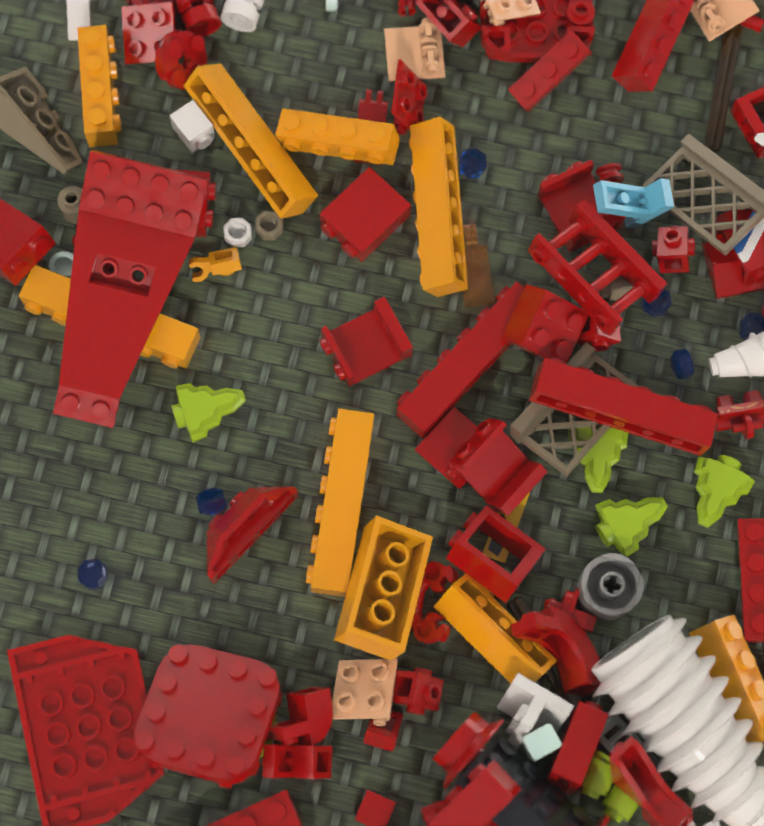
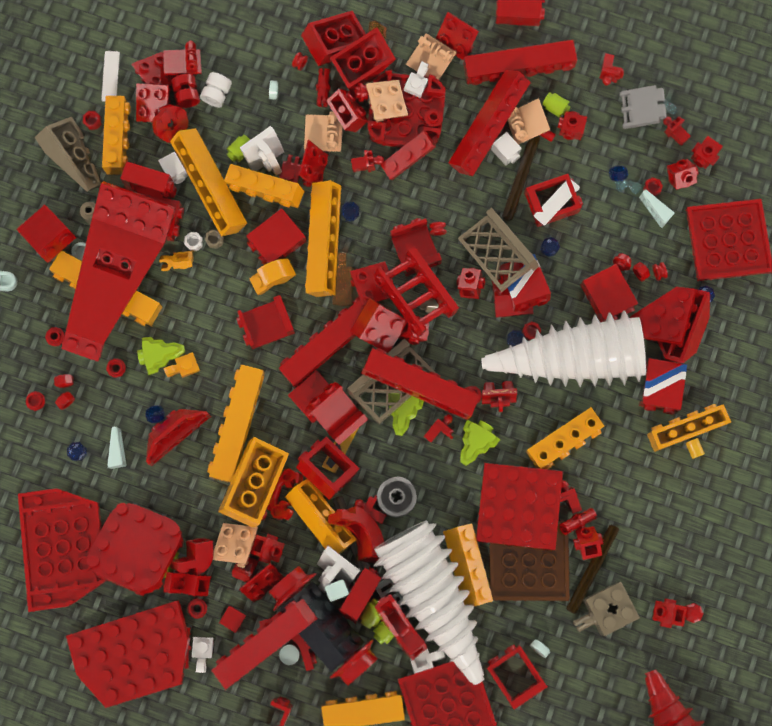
camera: 10 degrees right, 5 degrees up
(17, 502) = (35, 401): none -> red plate
(42, 407) = (57, 342): none -> red plate
(58, 68) = (92, 120): none -> red tile
(60, 465) = (63, 381): none -> red tile
(65, 495) = (65, 400): none -> red tile
(133, 431) = (110, 368): none -> red plate
(157, 570) = (116, 450): none -> light aqua slope
(159, 145) = (148, 181): none -> red window
(248, 422) = (184, 365): none -> light orange plate
(291, 87) = (234, 150): none -> lime brick
(316, 790) = (192, 612): none -> red plate
(330, 85) = (262, 151): none -> white bracket
(366, 267) = (272, 274): none -> light orange brick
(418, 744) = (262, 583): none -> red hinge
(486, 89) = (367, 162): none -> red piece
(517, 265) = (365, 283): none -> red hinge
(628, 522) = (415, 457): lime rock -> none
(634, 202) = (445, 249): medium azure bracket -> none
(659, 305) = (458, 318): clear blue tile -> none
(660, 470) = (438, 426): none -> red piece
(682, 364) = (465, 358): clear blue tile -> none
(695, 48) = (506, 149): none -> white brick

